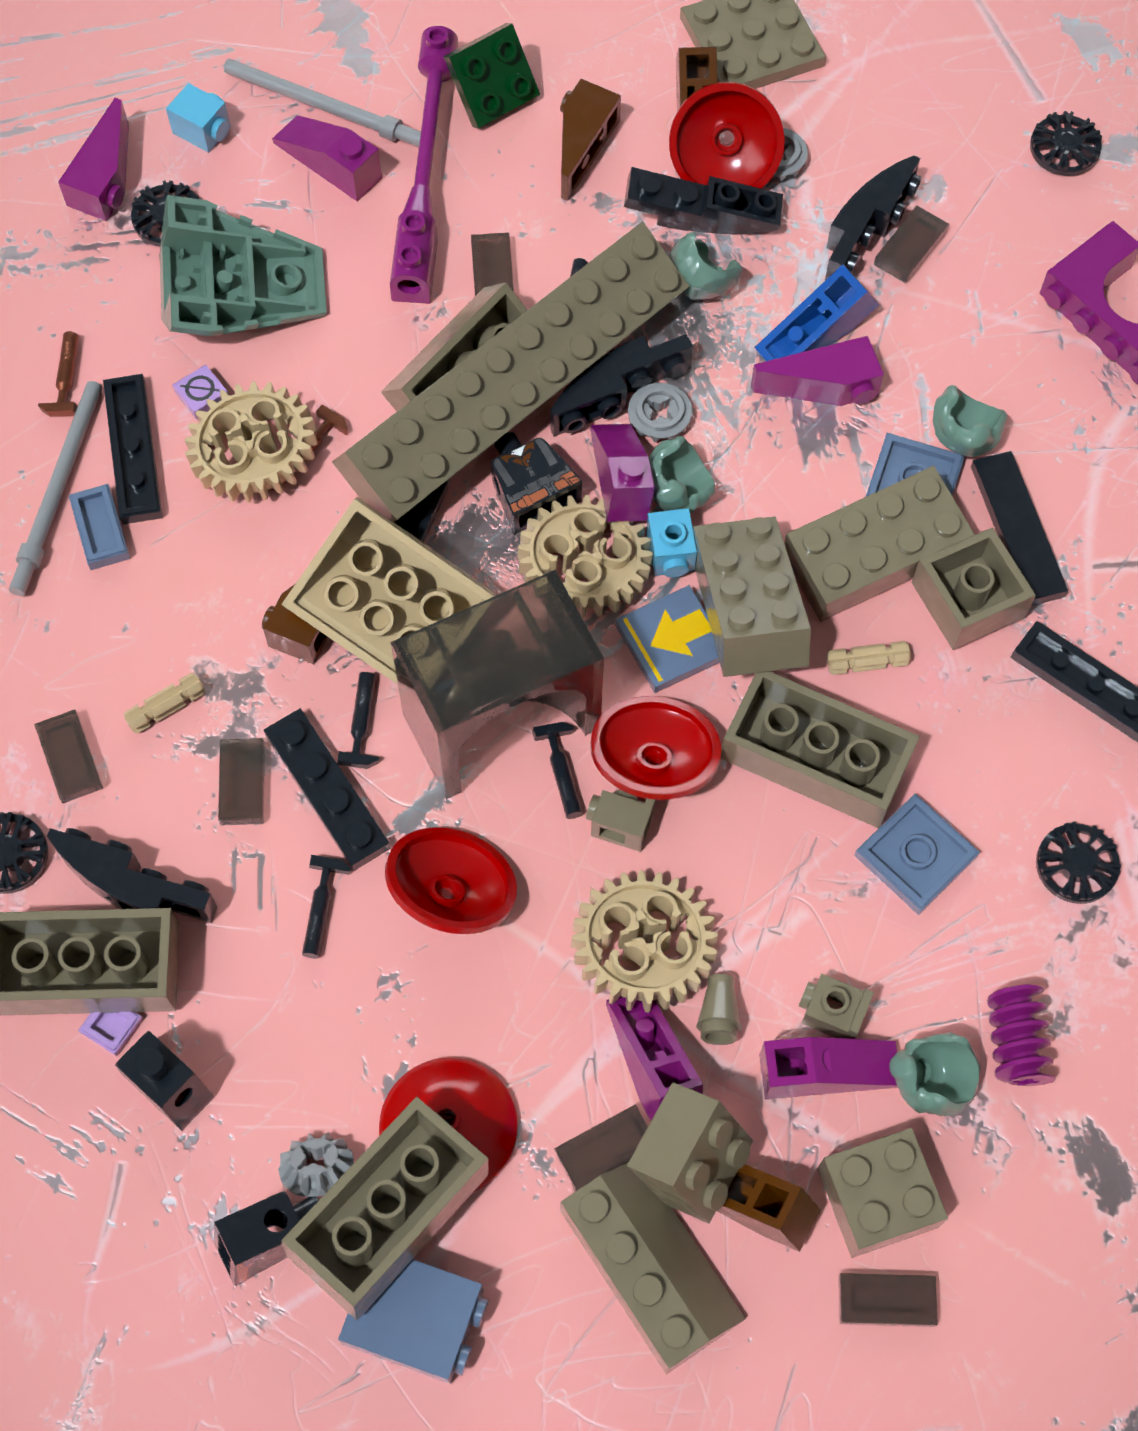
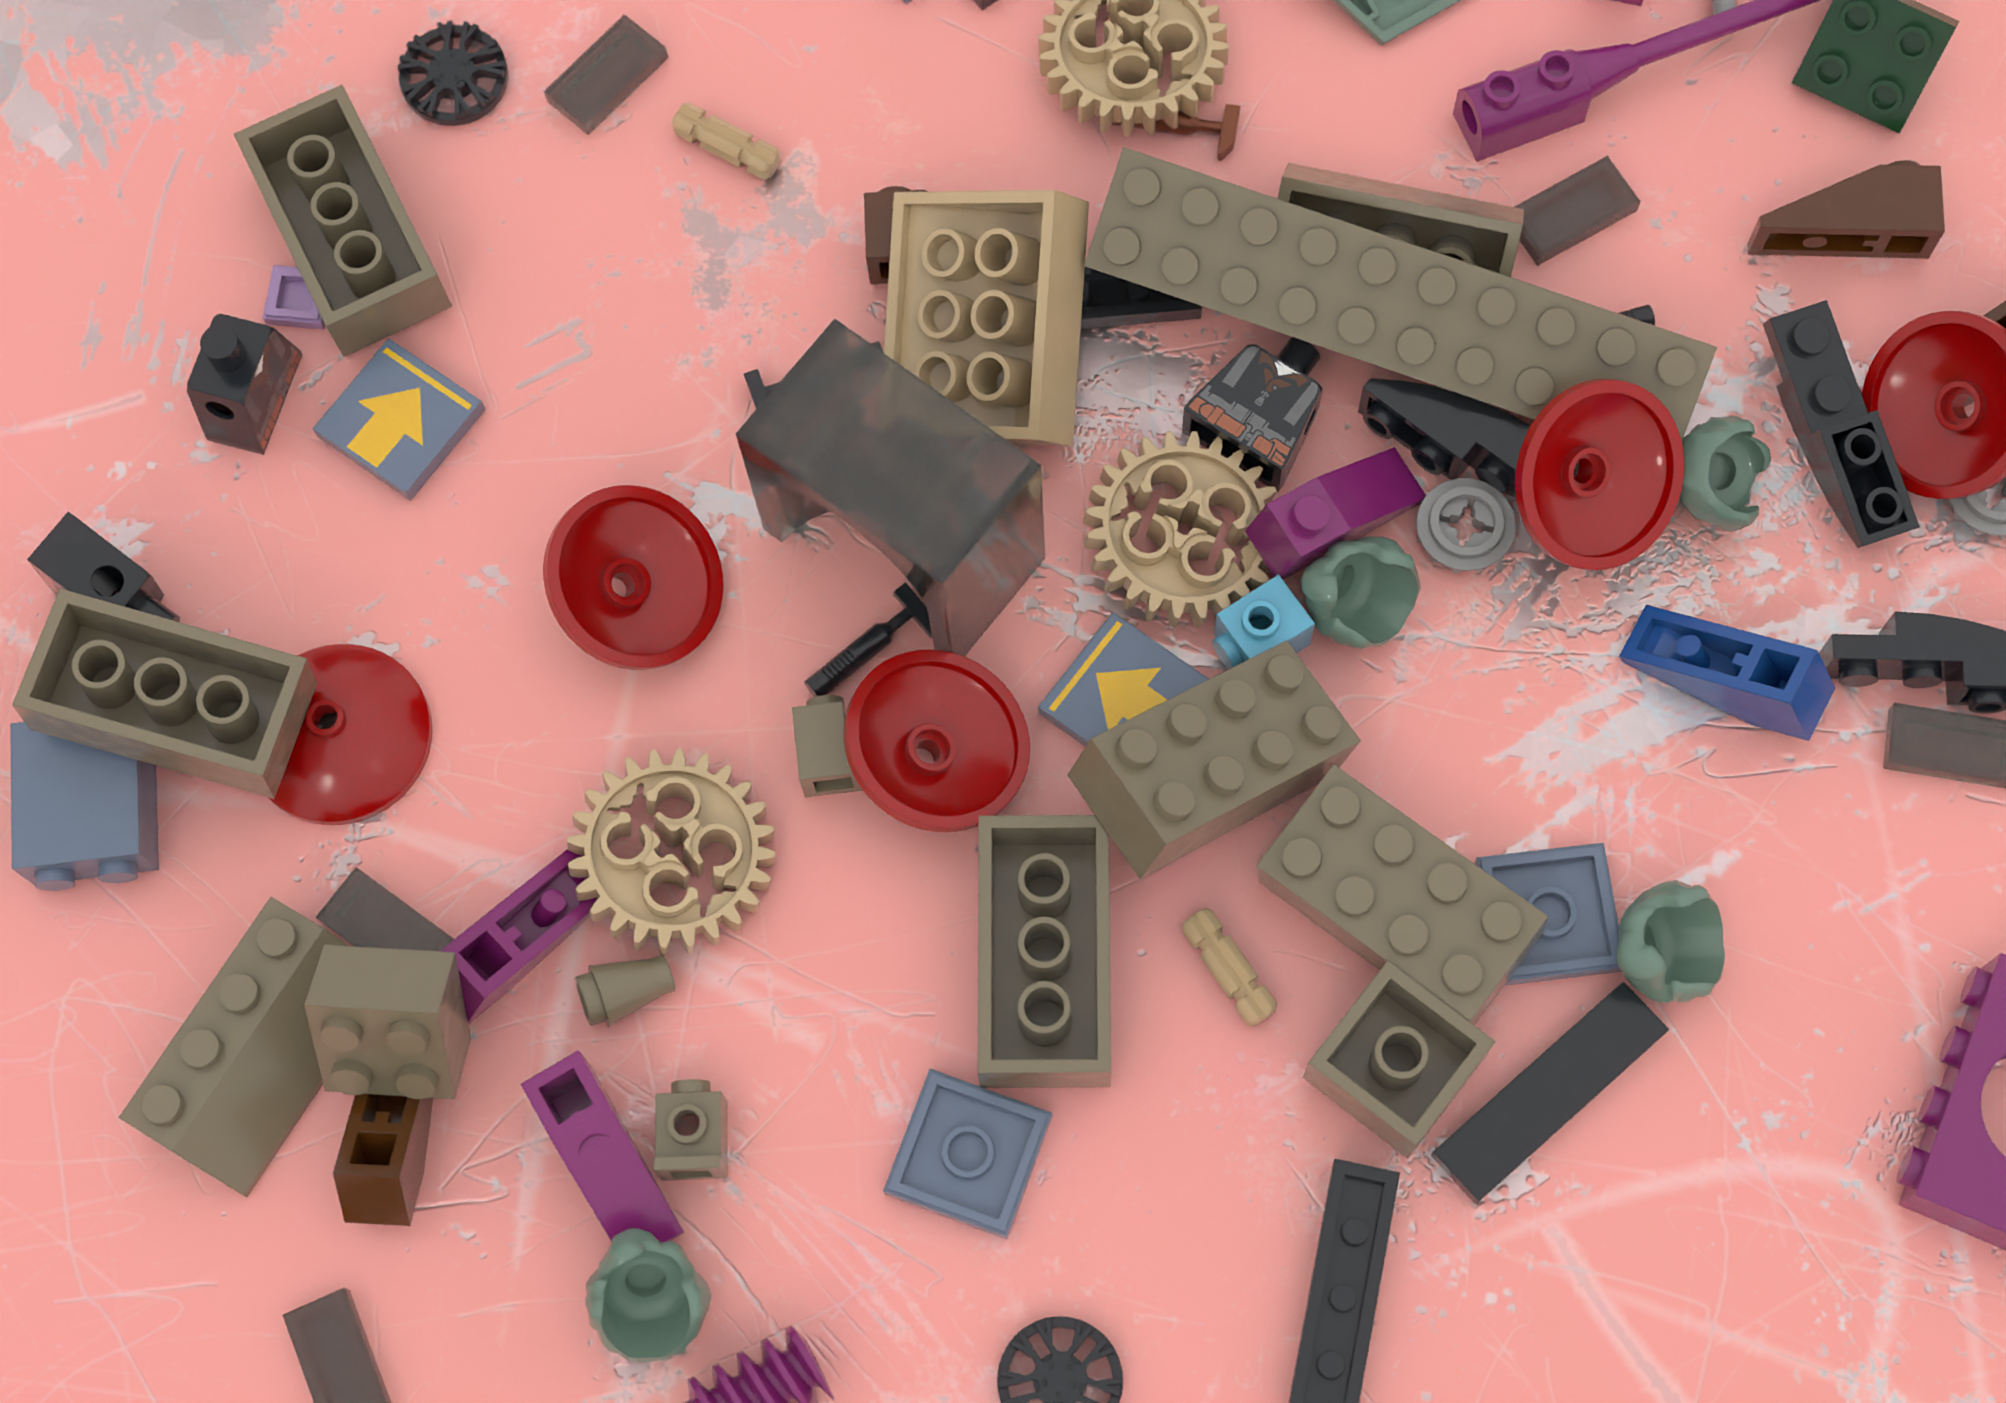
camera: 70 degrees right, 5 degrees up
(116, 877) = (468, 211): black slope -> none
(241, 781) = (668, 280): clear smoke tile -> none
(243, 992) = (399, 419): none -> sand blue tile
(314, 1179) = (192, 590): light grey gear -> none
(320, 903) = (550, 449): black piece -> none
(327, 789) = (704, 381): black plate -> none
(686, 314) = (1624, 481): none -> red dish
(826, 375) = (1652, 723): magenta slope -> none
(882, 1192) = (461, 1294): dark tan brick -> none

